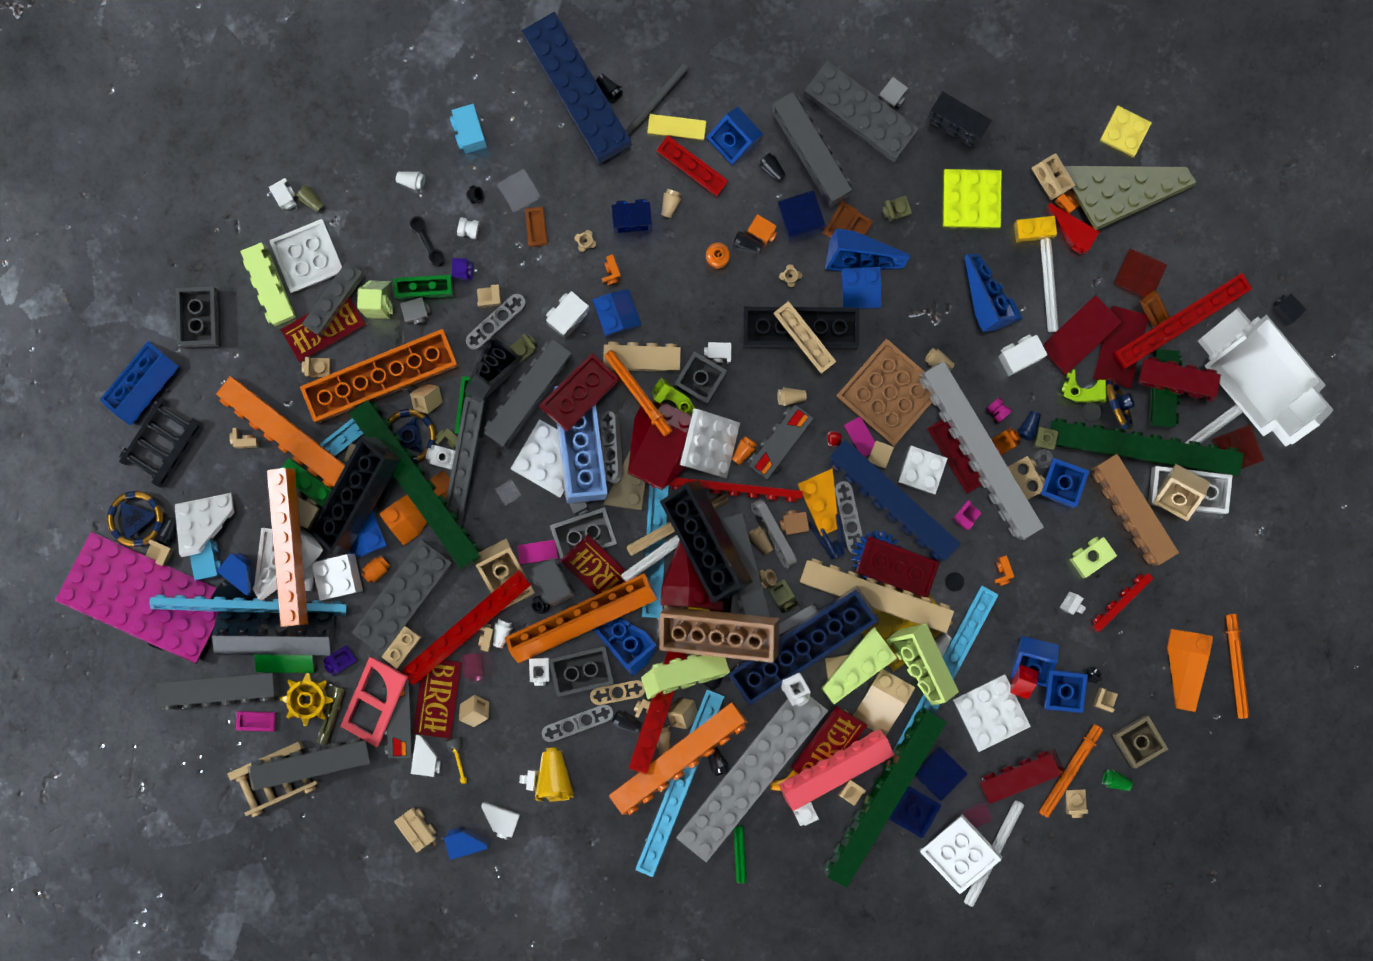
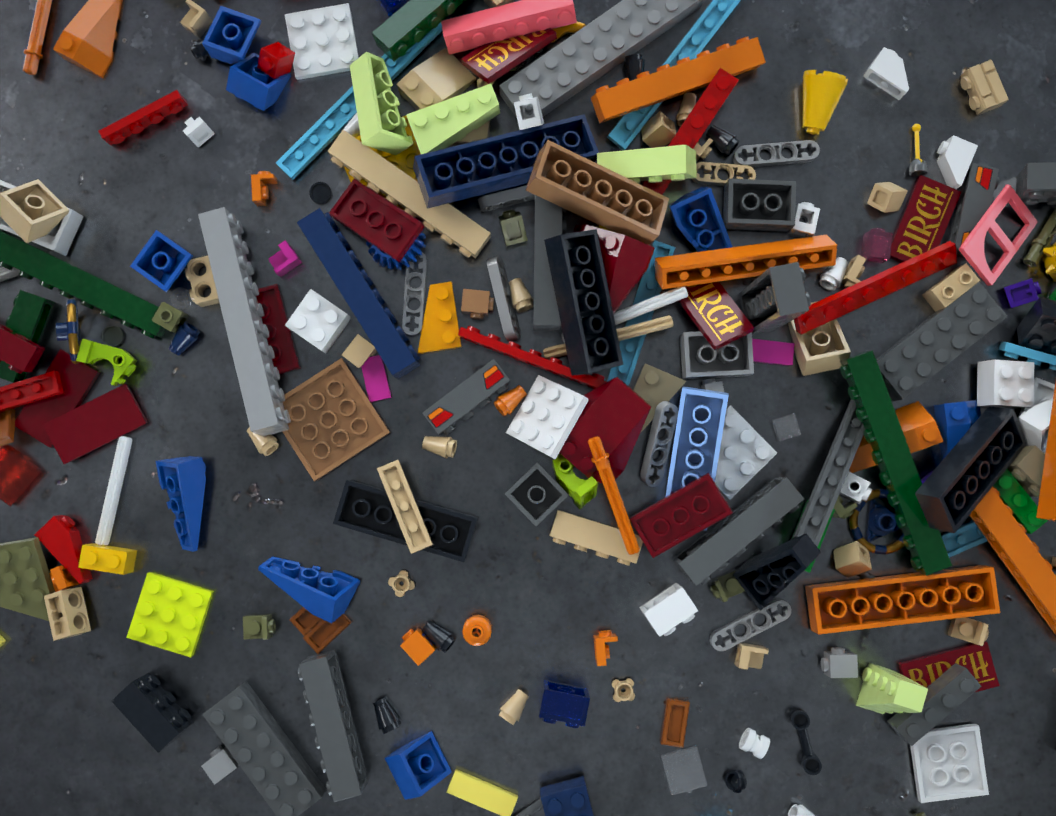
camera: 165 degrees left, 0 degrees up
(268, 283) = (1003, 745): yellowish green wedge -> none
(375, 569) = (958, 382): orange brick -> none
(423, 286) = (825, 689): green brick -> none
(462, 269) = (774, 697): dark purple brick -> none
(463, 843) = (937, 54): blue slope -> none
(530, 779) = (845, 105): white tile -> none
(616, 312) = (610, 597): blue slope -> none
(692, 166) = (477, 743): red plate -> none
(718, 352) = (508, 518): white brick -> none
(767, 578) = (524, 251): tan plate -> none
(801, 215) = (368, 650): clear blue brick -> none
(832, 548) = (441, 264): dark blue plant -> none
(834, 438) = (406, 385): red hinge -> none
(861, 287) = (325, 547): blue slope -> none
(998, 410) = (213, 365): dark pink wheel -> none
(1006, 440) = (213, 329): orange bracket -> none
(1022, 355) = (165, 417): white brick -> none
(1104, 555) = (147, 172): yellowish green brick -> none
(1134, 510) = (95, 209): medium nougat brick -> none

